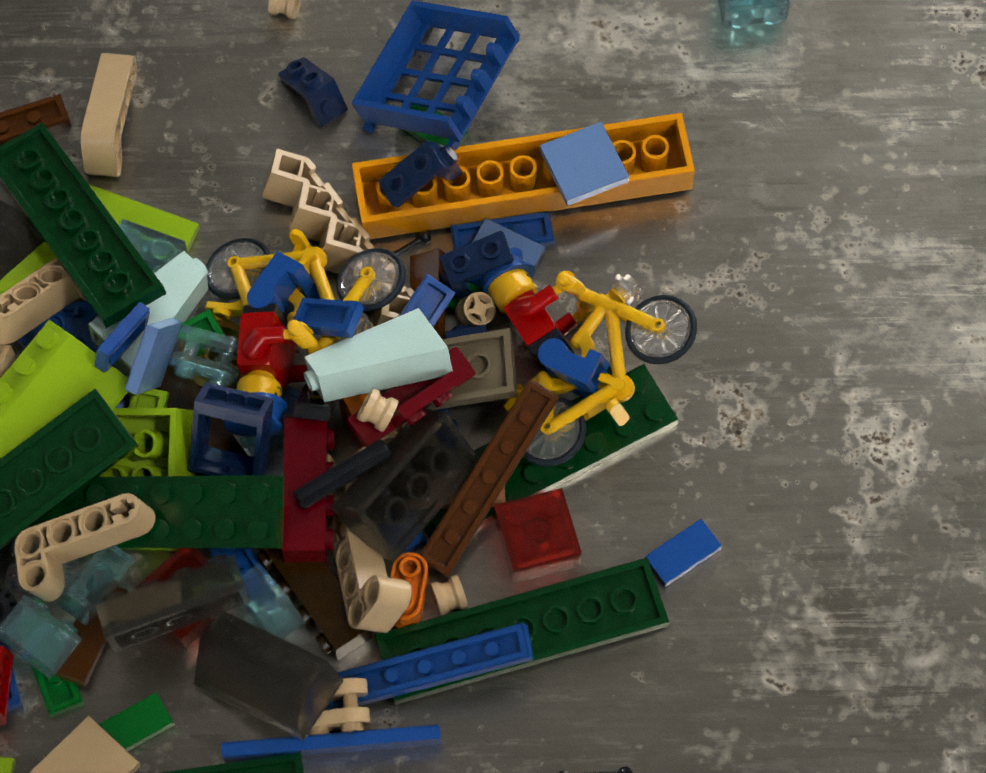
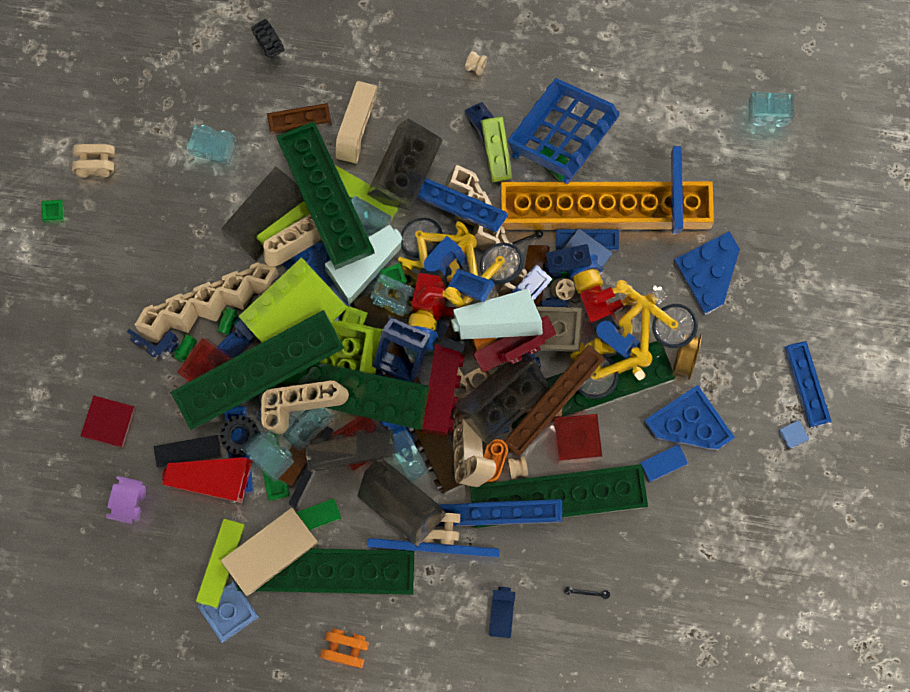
camera: 10 degrees right, 10 degrees up
(104, 673) = (307, 477): none -> black tile
(122, 337) = (344, 278): blue tile -> none
(153, 356) = (361, 292): medium blue tile -> none
(196, 164) = (405, 165): none -> clear smoke slope
(280, 202) = (462, 205): none -> blue tile
(336, 118) = (496, 149): none -> lime tile
(342, 474) = (465, 387): black axle -> none
(377, 409) = (492, 352): tan wheel -> none
(418, 170) = (541, 196): dark blue bracket -> none
(584, 163) = (645, 206): medium blue tile -> none
(628, 130) = (676, 189): none -> blue tile
(689, 379) = (687, 357): none -> pearl gold wheel
(702, 251) = (709, 271): none -> blue plate
(714, 482) = (690, 422): none -> blue plate
(881, 476) = (794, 434): none -> medium blue tile
(888, 397) = (808, 384): none -> blue tile

